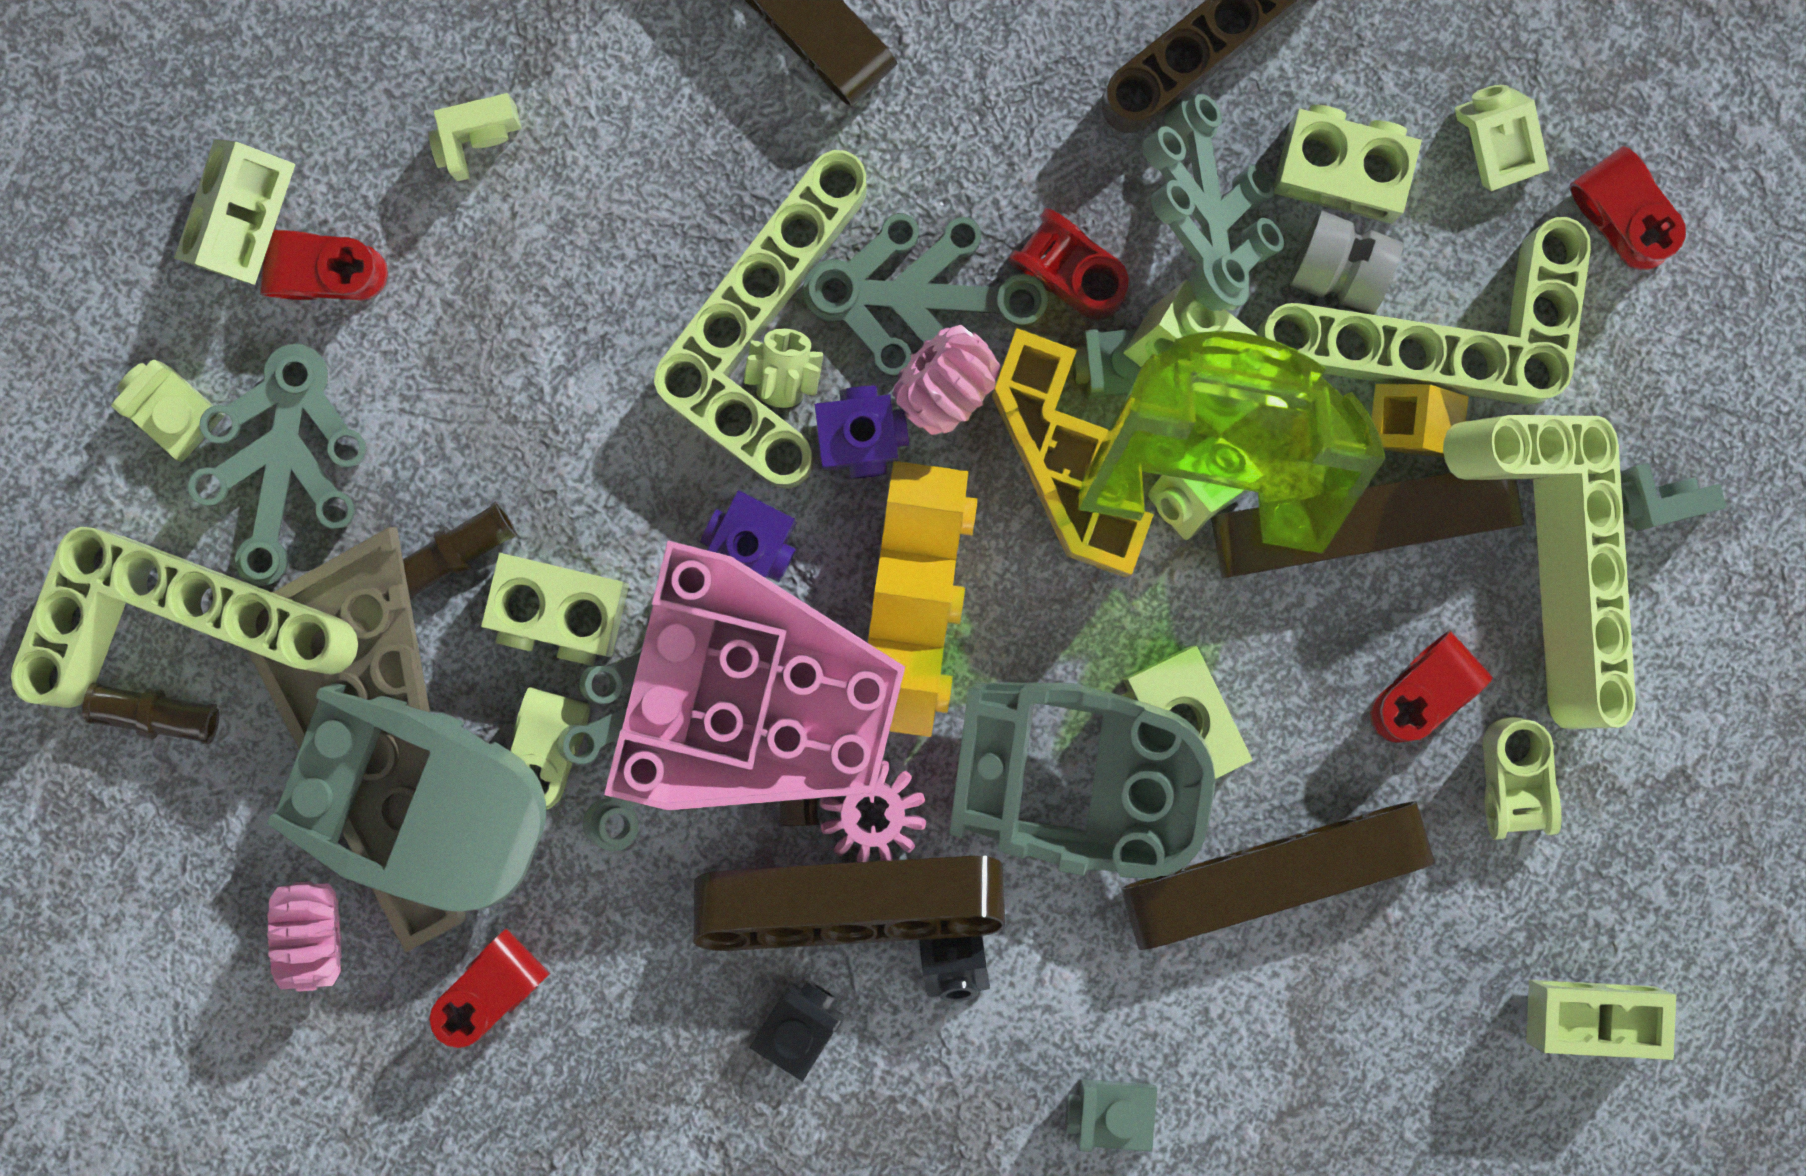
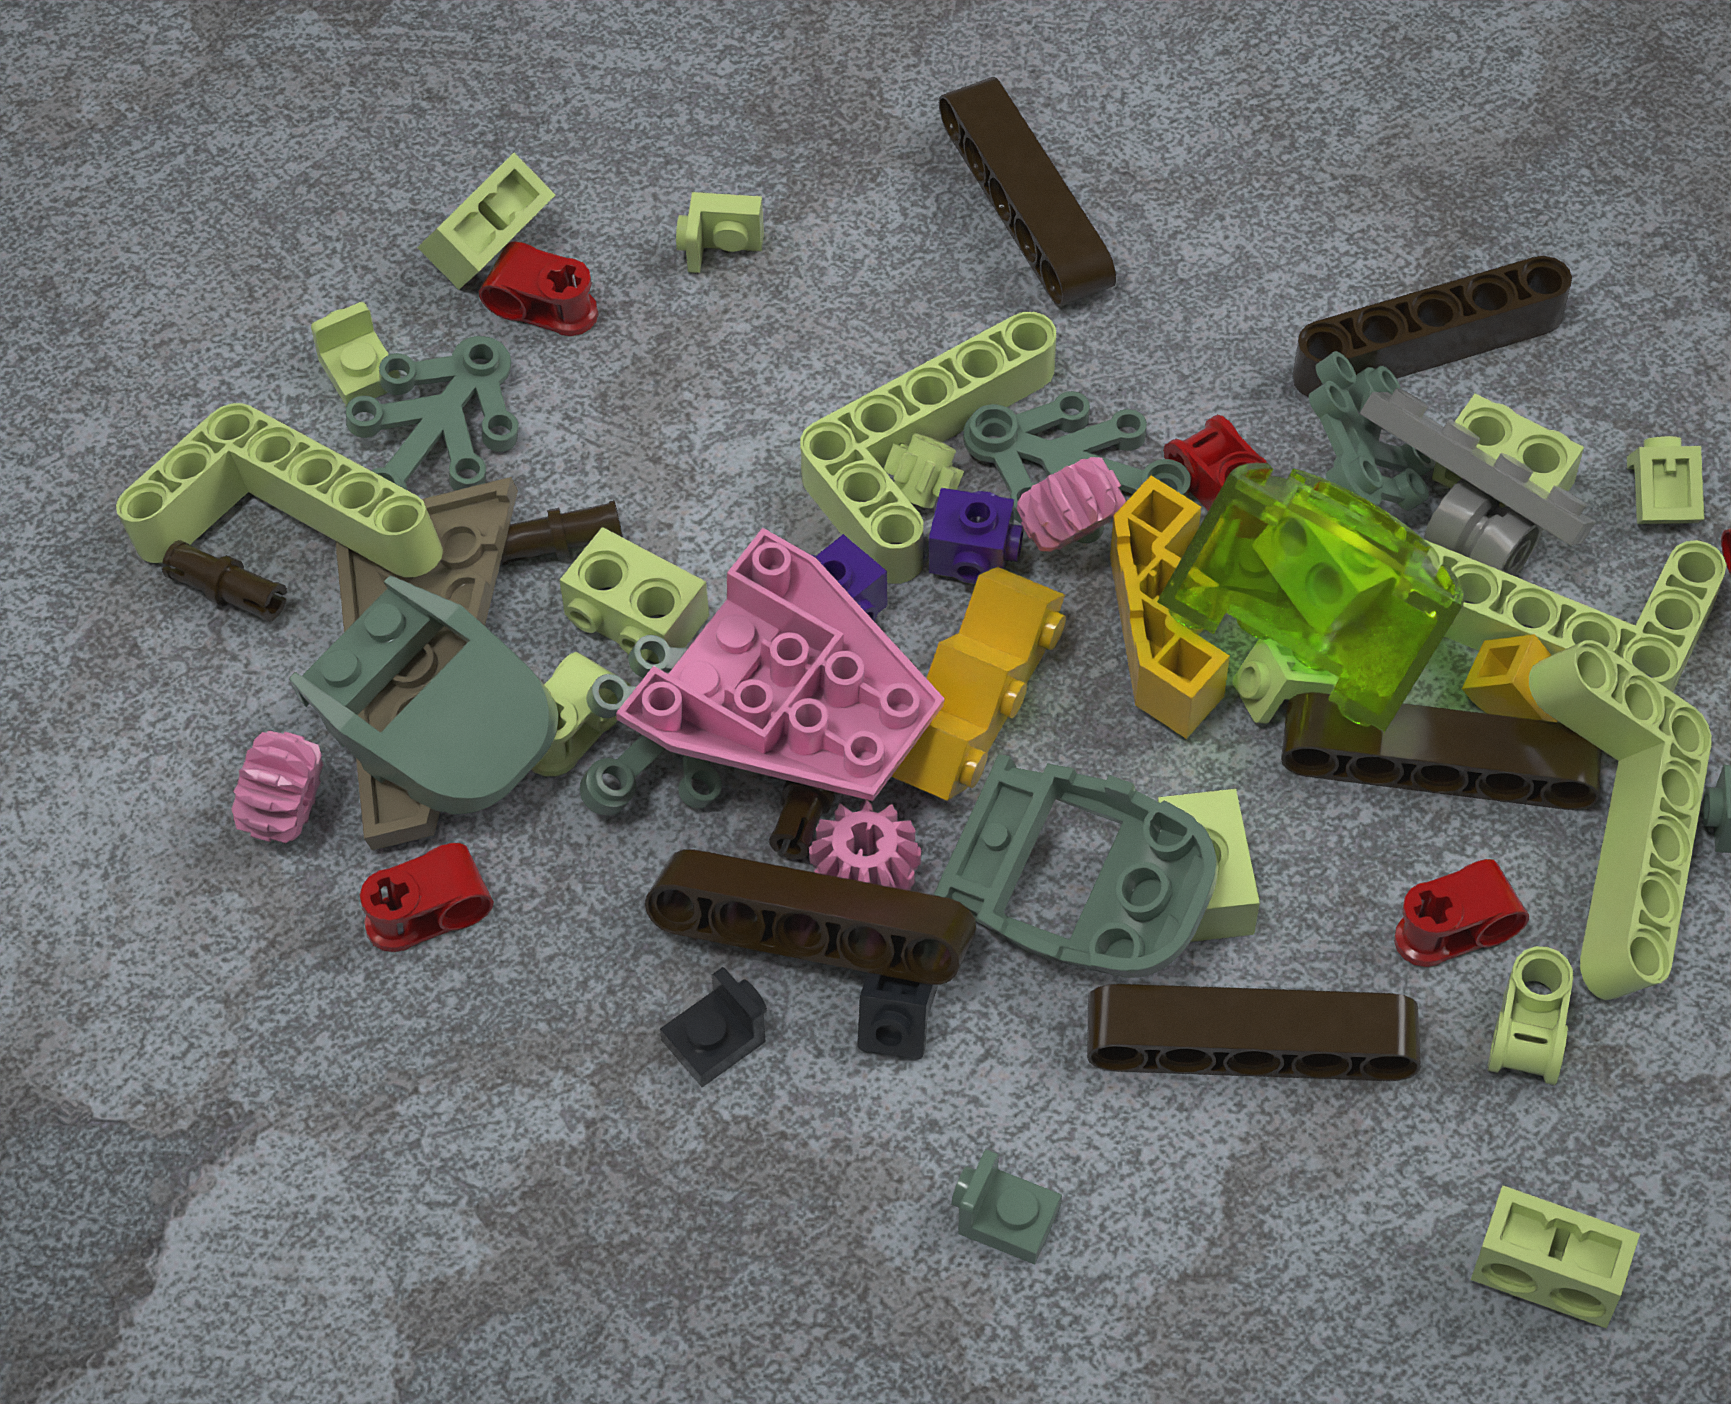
camera: 30 degrees right, 30 degrees down
(1330, 212) = (1500, 478): none -> light grey plate

